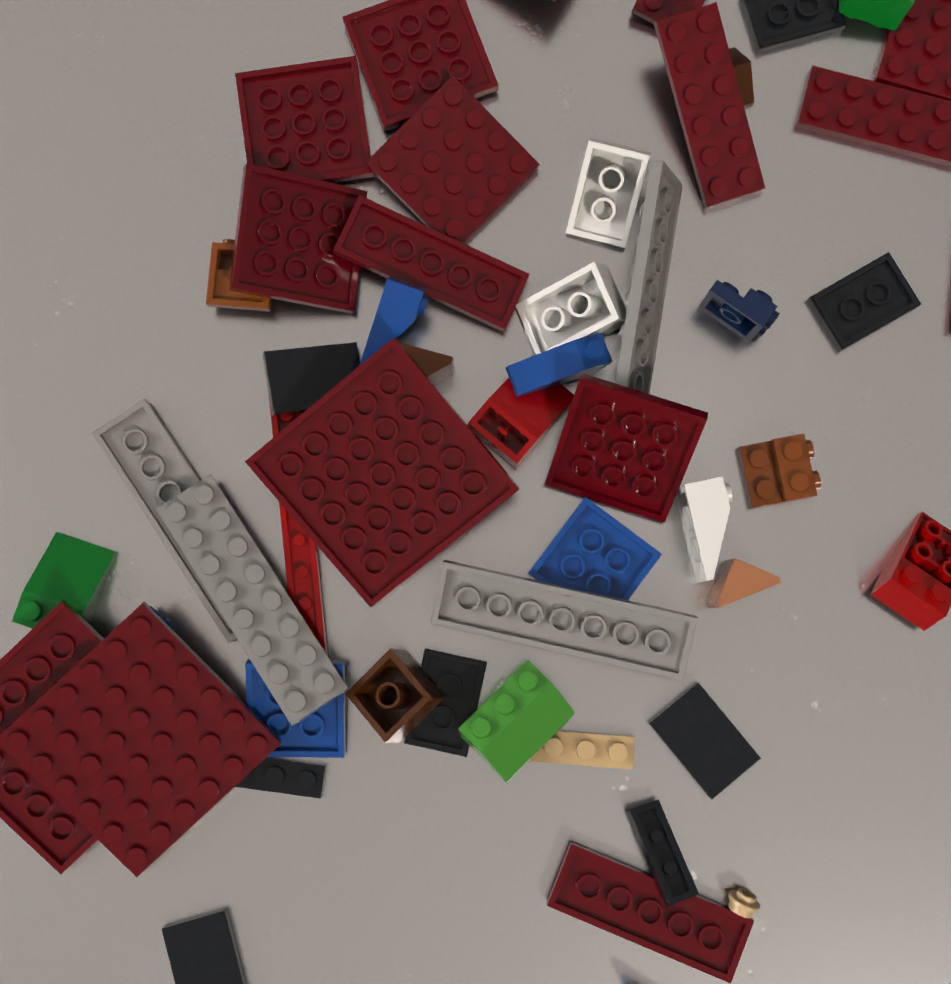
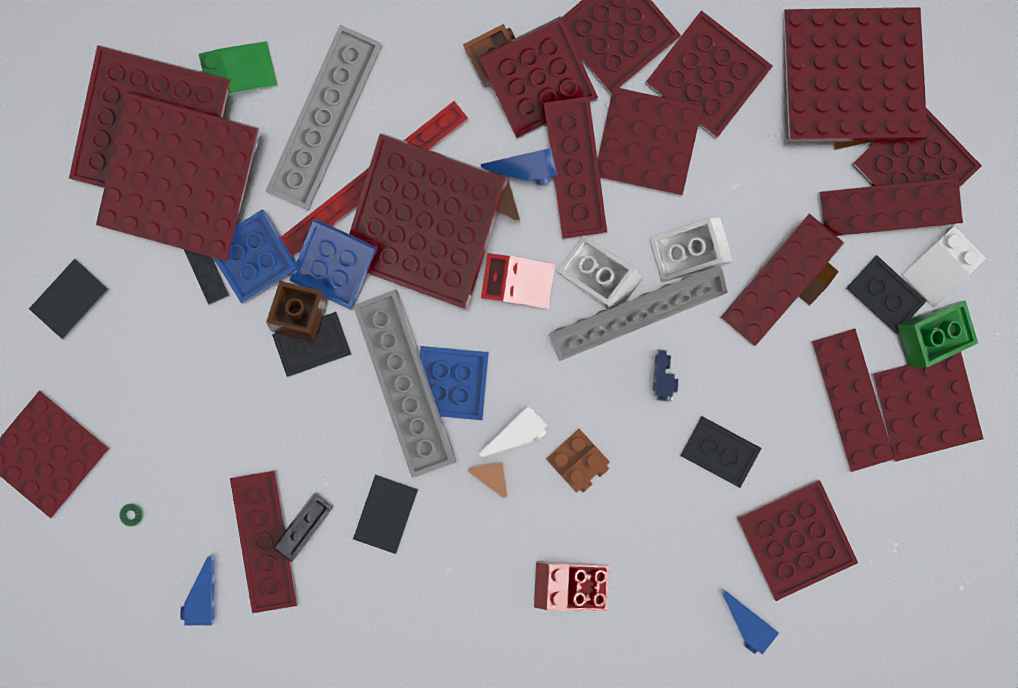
camera: 50 degrees right, 5 degrees up
(252, 600) = (300, 188): light grey plate -> none
(306, 374) = (457, 136): black tile -> none
(365, 615) = (333, 263): none -> blue plate
(516, 721) = (326, 393): bright green slope -> none
(559, 365) = (558, 286): blue slope -> none
(588, 750) = (330, 435): tan plate -> none
(625, 447) = (529, 357): dark red plate -> none
(743, 902) = (303, 594): tan plate -> none

